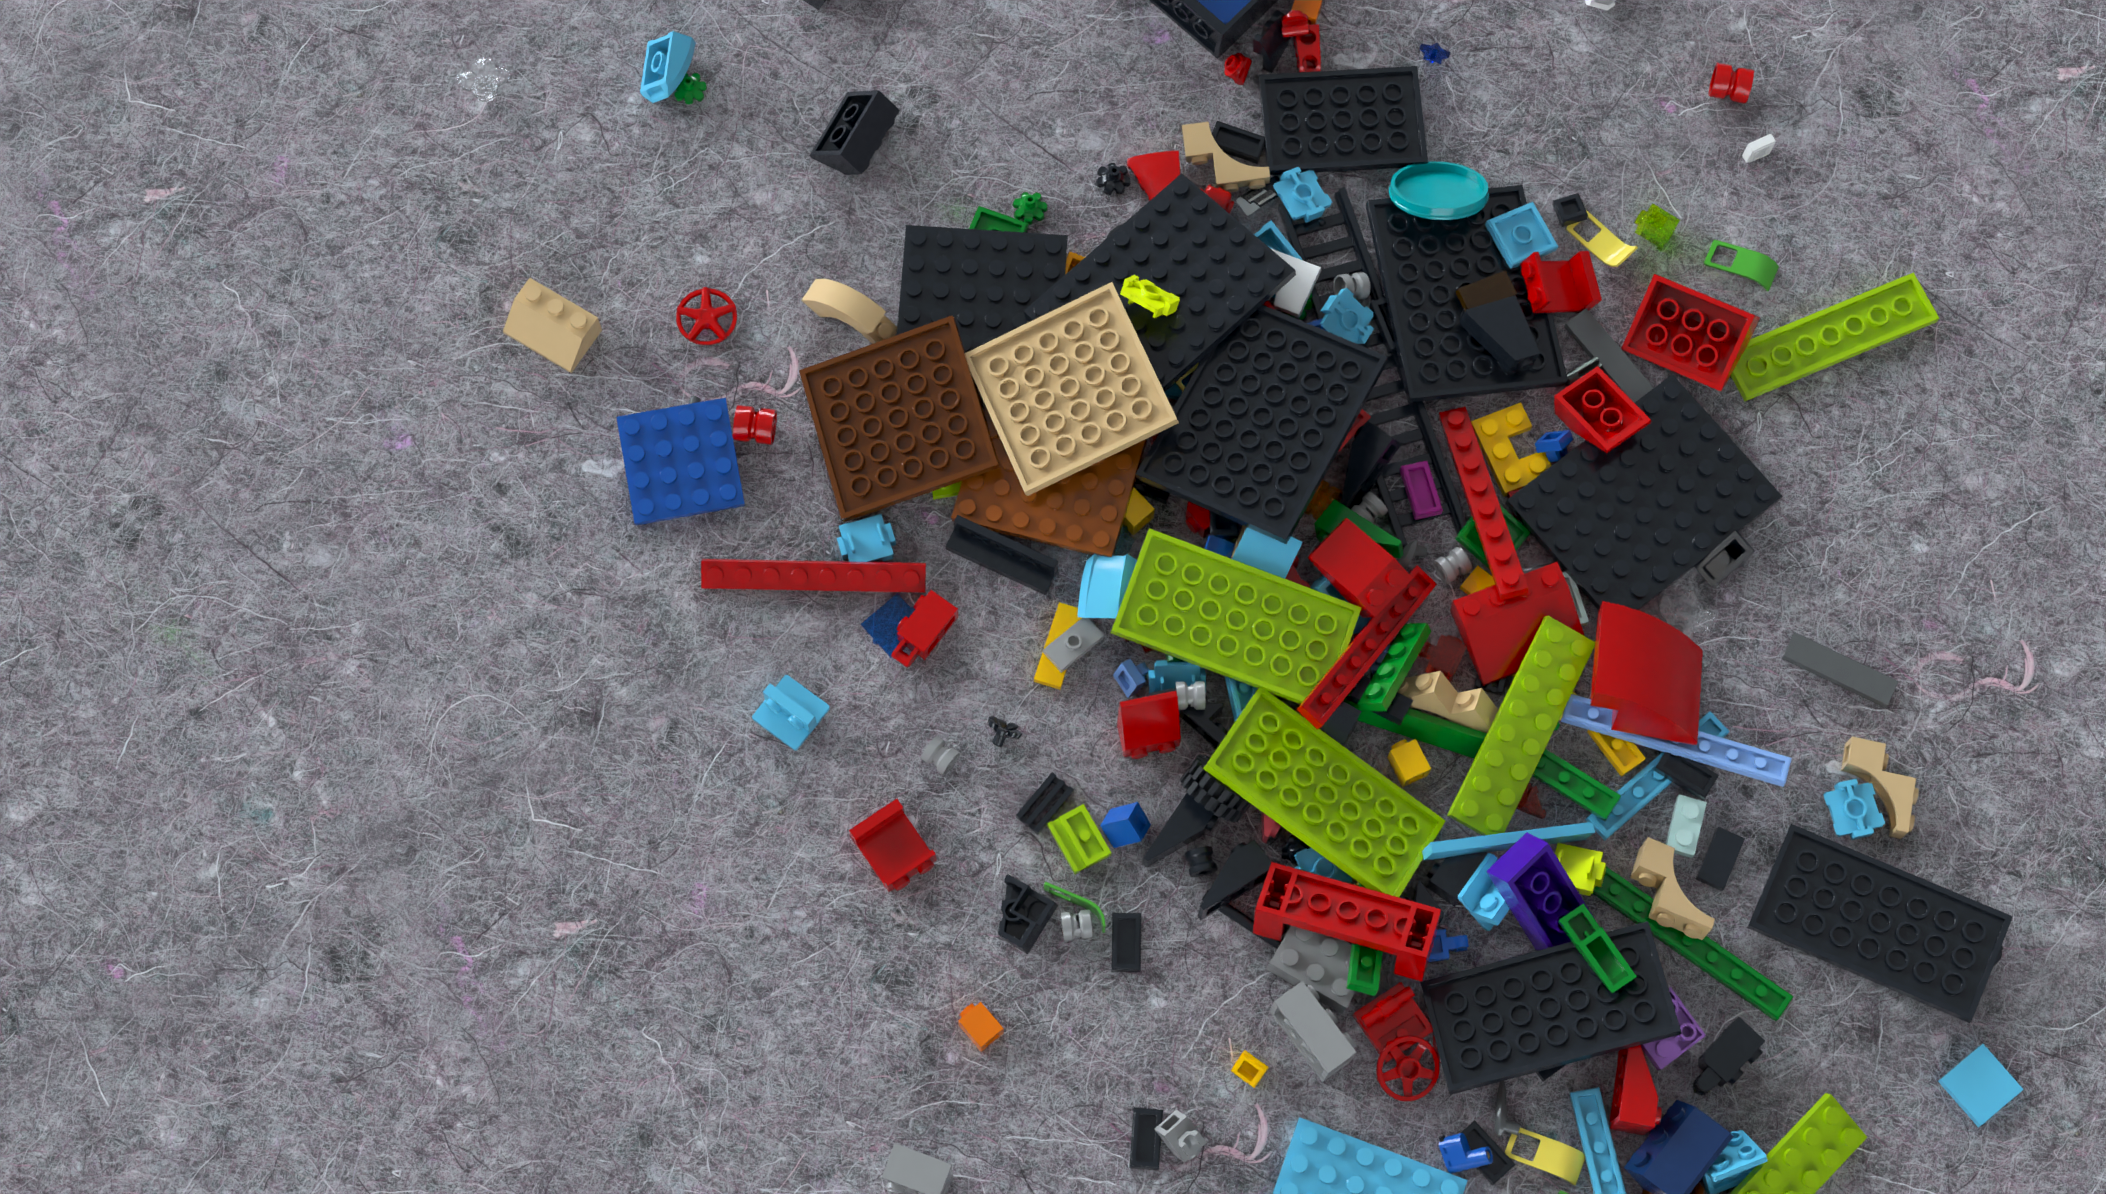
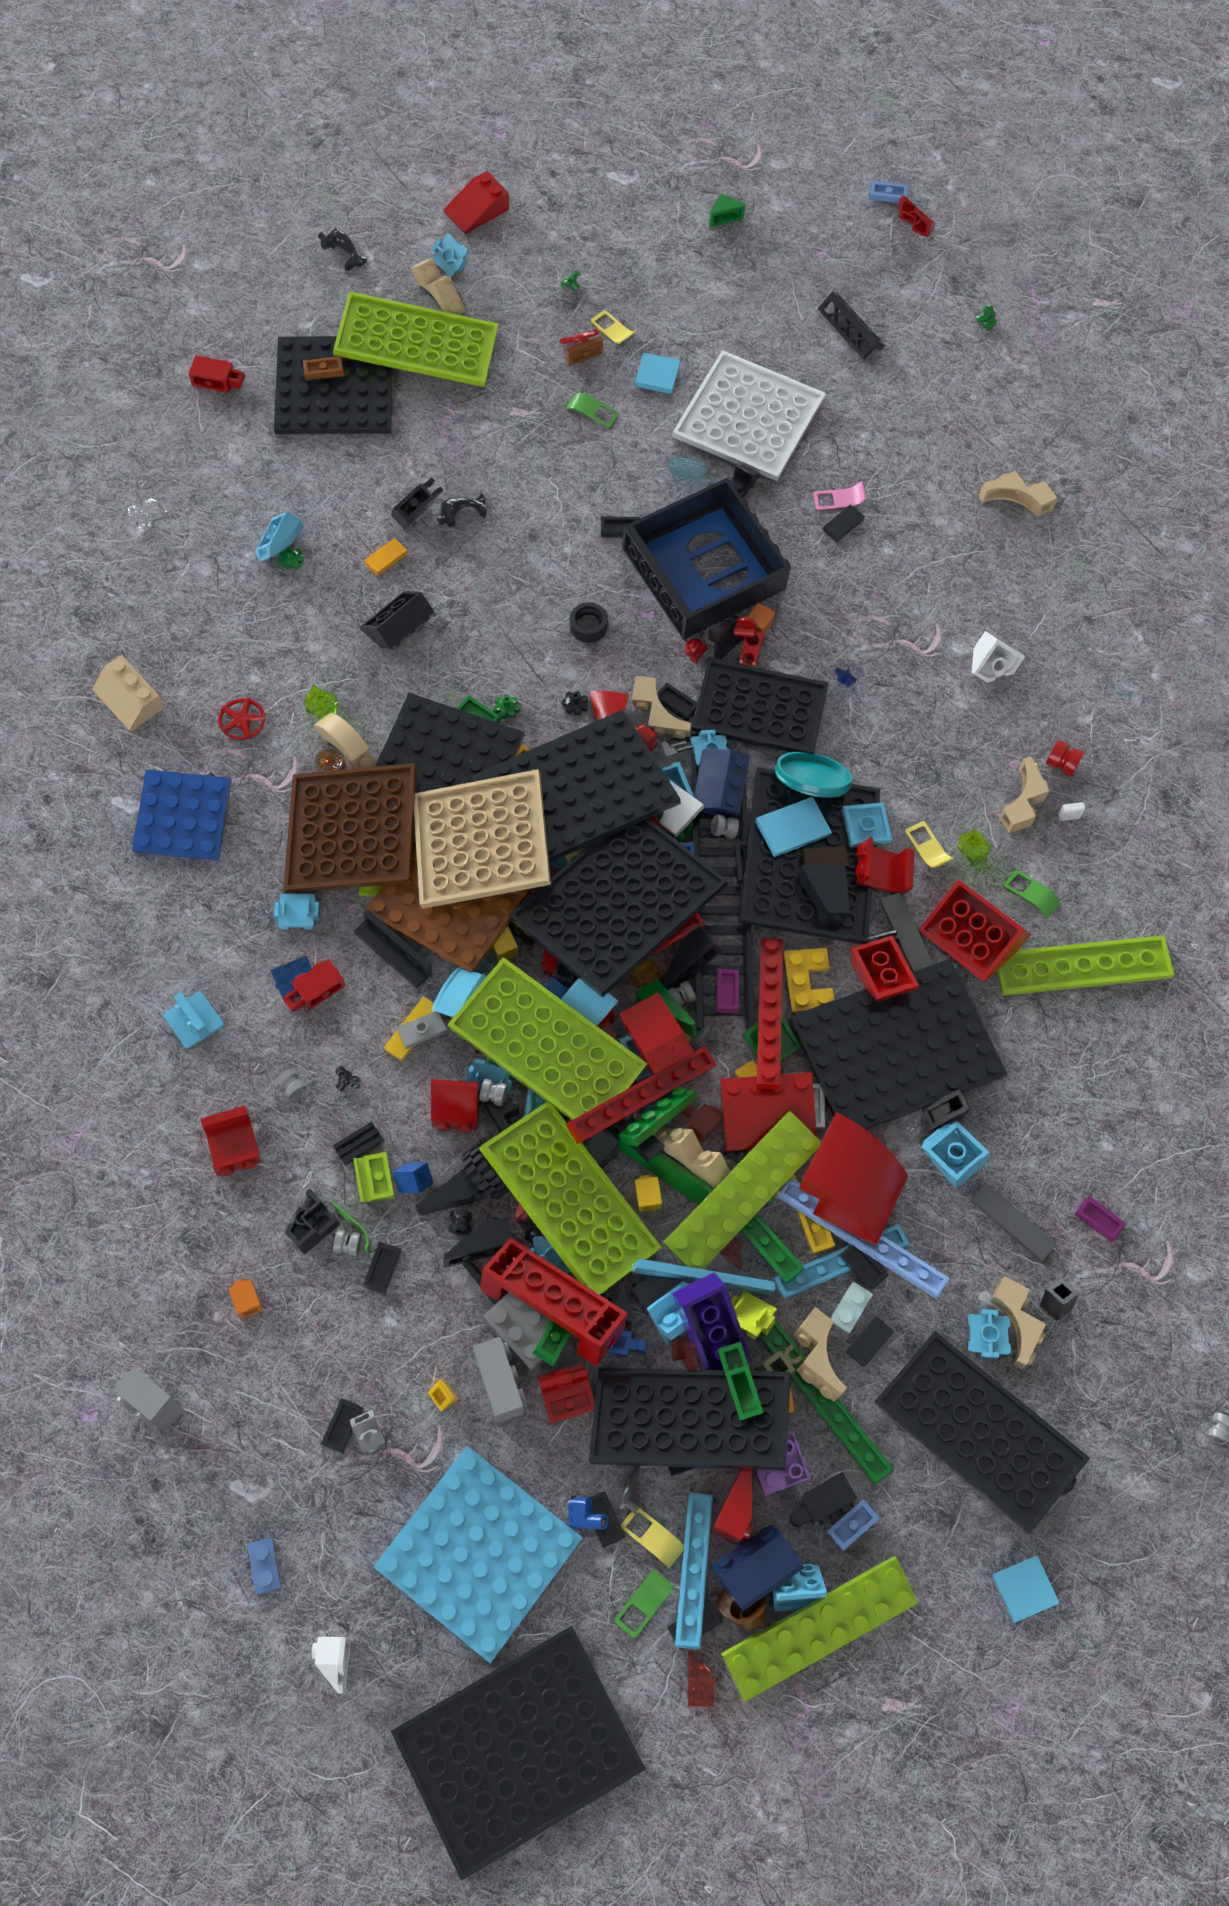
camera: 15 degrees right, 5 degrees down
(754, 424) = (244, 803): red wheel -> none
(797, 276) = (320, 702): none -> clear neon green brick
(809, 53) = (386, 557): none -> light orange tile
(813, 575) = (248, 924): red plate -> none
(834, 333) = (328, 755): none -> clear orange wheel
(1098, 51) = (588, 608): none -> black tyre
(1131, 677) = (457, 1067): medium blue tile -> none
(1149, 296) = (563, 787): neon yellow piece -> none
(1331, 231) = (721, 781): none -> dark blue slope
(1347, 317) = (712, 847): medium azure piece -> none
(1407, 1068) = (565, 1432): red wheel -> none
(1436, 264) = (793, 826): none -> medium azure tile
(1451, 566) = (732, 1054): light grey wheel -> none
(1516, 933) = (684, 1350): none -> clear red slope
(1554, 444) = (841, 985): blue tile -> none
(1570, 209) = (911, 817): black tile -> none
(1626, 913) = (780, 1361): none -> olive brick
(1705, 135) = (1035, 790): none -> tan arch
(1749, 607) = (955, 1152): none -> medium azure slope
(1767, 1073) = (852, 1525): none -> medium blue plate
(1921, 745) = (1059, 1299): none -> black brick
(1938, 636) = (1100, 1219): none -> magenta tile

